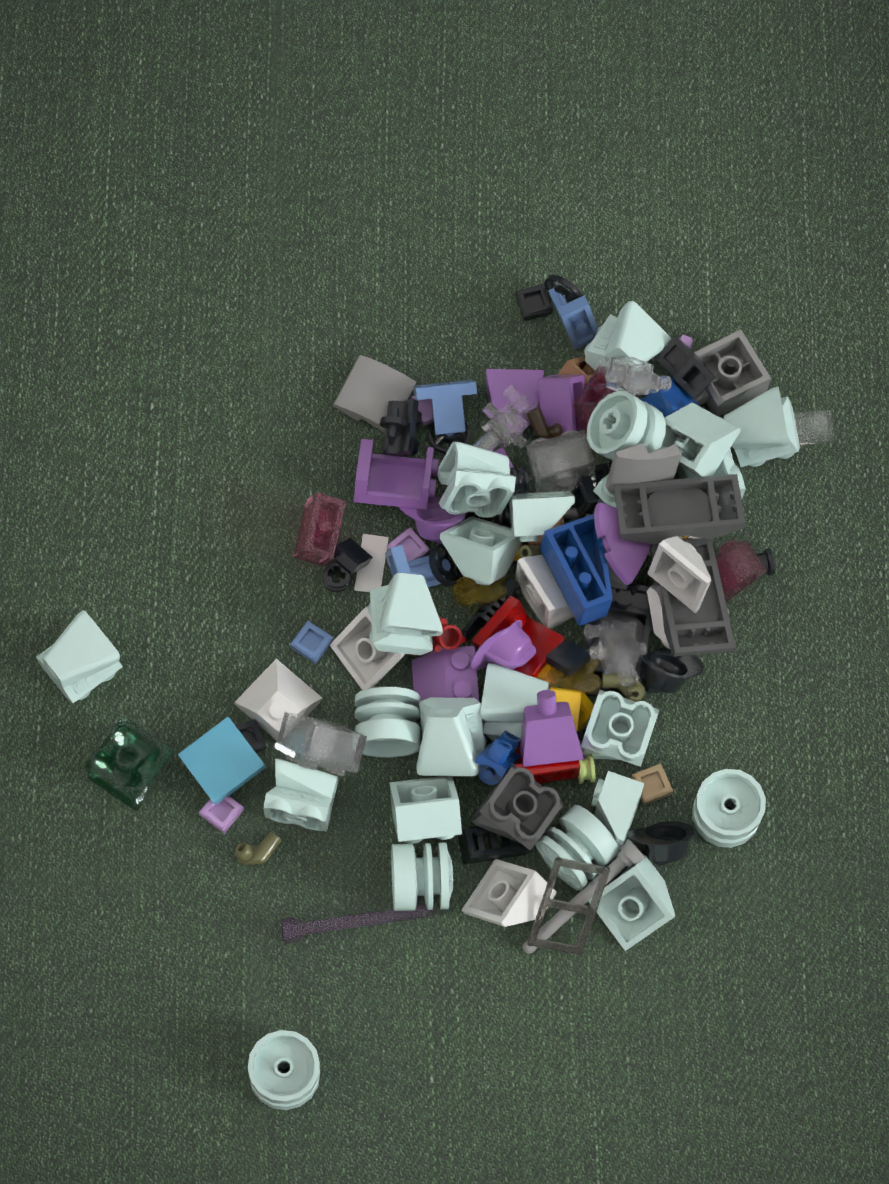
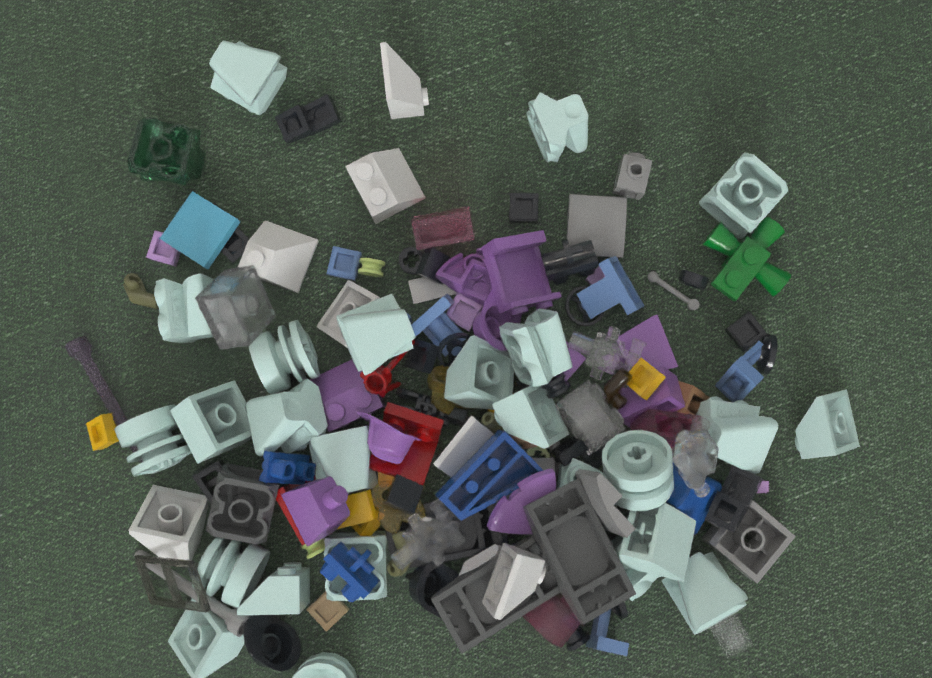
camera: 75 degrees right, 15 degrees up
(147, 621) = (308, 119): none -> black slope
(156, 516) = (402, 86): none -> white slope
(249, 573) = (385, 183): none -> white slope
(263, 386) = (558, 125): none -> light aqua piece
(327, 454) = (523, 208): none -> black tile
(328, 615) = (371, 267): none -> yellowish green bush
(340, 342) = (632, 176): none -> light grey brick
(376, 526) = (467, 276): none -> medium lavender brick
(388, 935) = (102, 431): none -> yellow plate
(405, 250) = (744, 195): none -> light aqua piece
(442, 597) = (422, 356): none -> black plate
(465, 272) = (747, 259): none -> green brick
(465, 327) = (693, 279): none -> black tile
(487, 339) = (692, 304): none -> light grey hinge
(545, 396) = (645, 379): none -> yellow plate
(635, 716) = (352, 568): none -> blue hips
(653, 267) = (827, 427): none -> light aqua slope
(776, 534) = (599, 632): none -> medium blue piece

